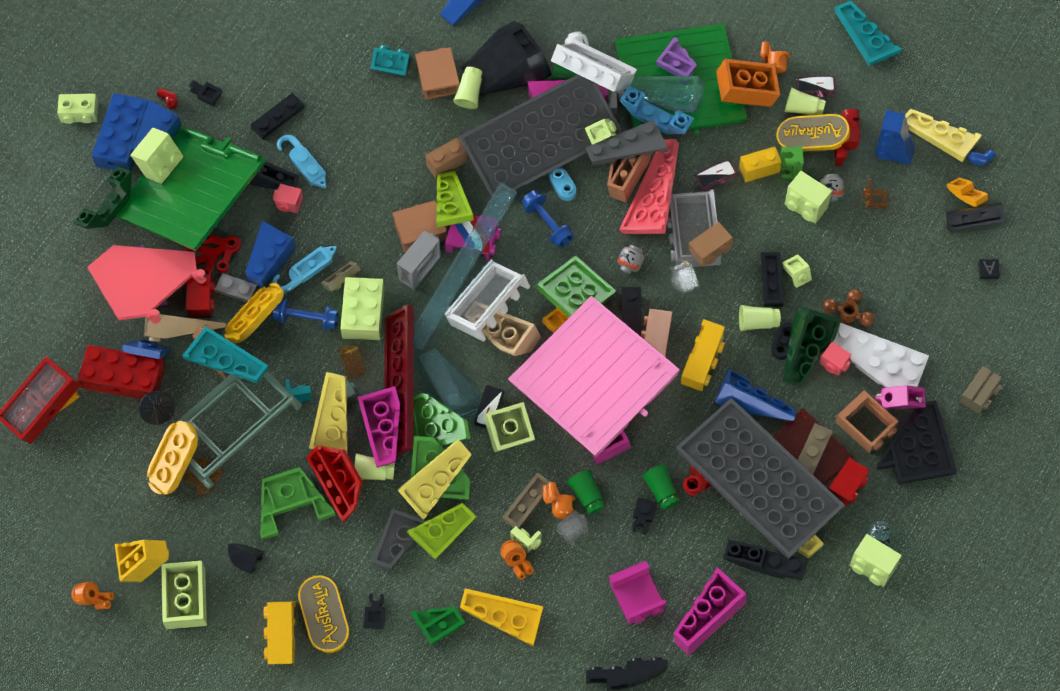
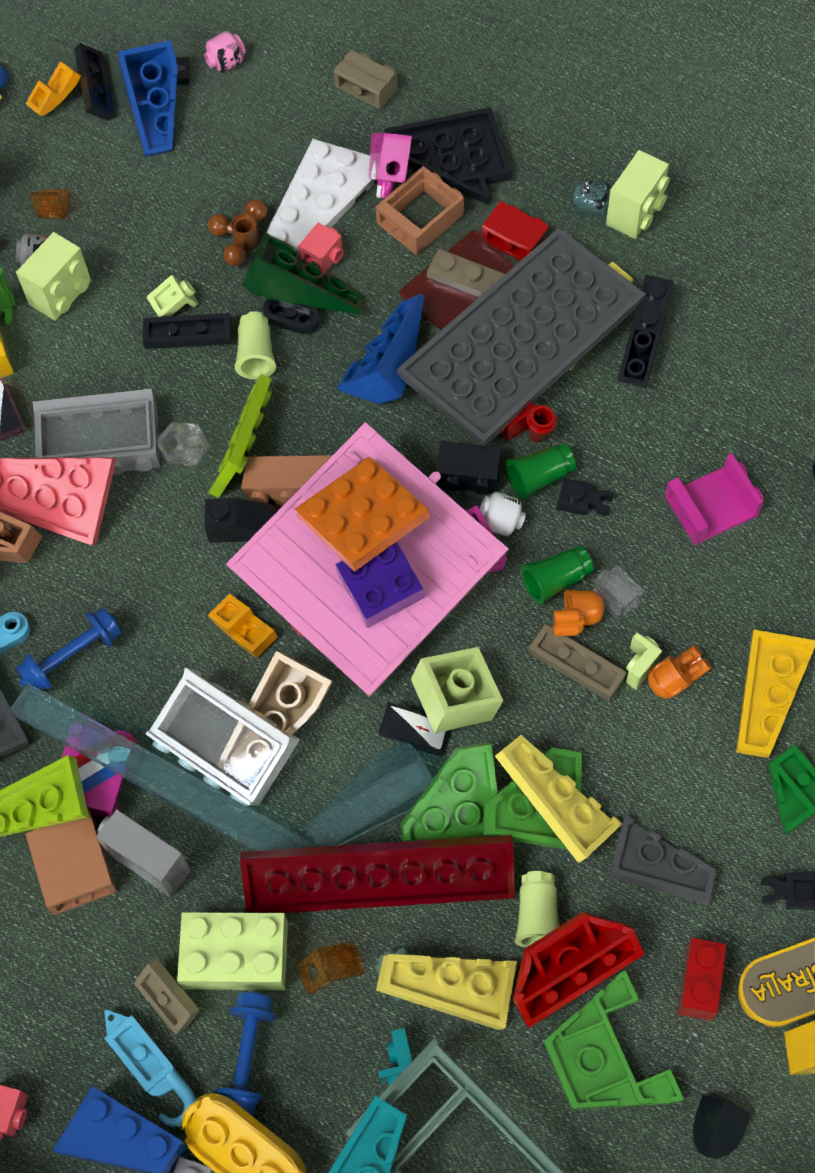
camera: 90 degrees left, 0 degrees up
(326, 553) = (702, 979): none -> red brick
(381, 421) = (457, 896): dark pink wedge -> none
(442, 530) = (639, 790): lime wing -> none
(572, 377) = (381, 585): none -> dark purple brick
(573, 285) = (201, 602): bright green plate -> none
(611, 363) = (362, 513): none -> orange plate
(630, 259) = (148, 523): light grey head -> none
(630, 462) = (502, 513): none -> white head
(665, 442) = (468, 467): none -> black brick
(685, 309) = (242, 438): none -> lime wing
(703, 356) = (316, 412): yellow wedge -> none
(709, 612) = (736, 399): dark pink wedge -> none
(711, 244) = (136, 396): medium nougat brick -> none
(964, 250) = (151, 85): none -> blue wedge
(1004, 298) = (224, 51): none -> bright pink head

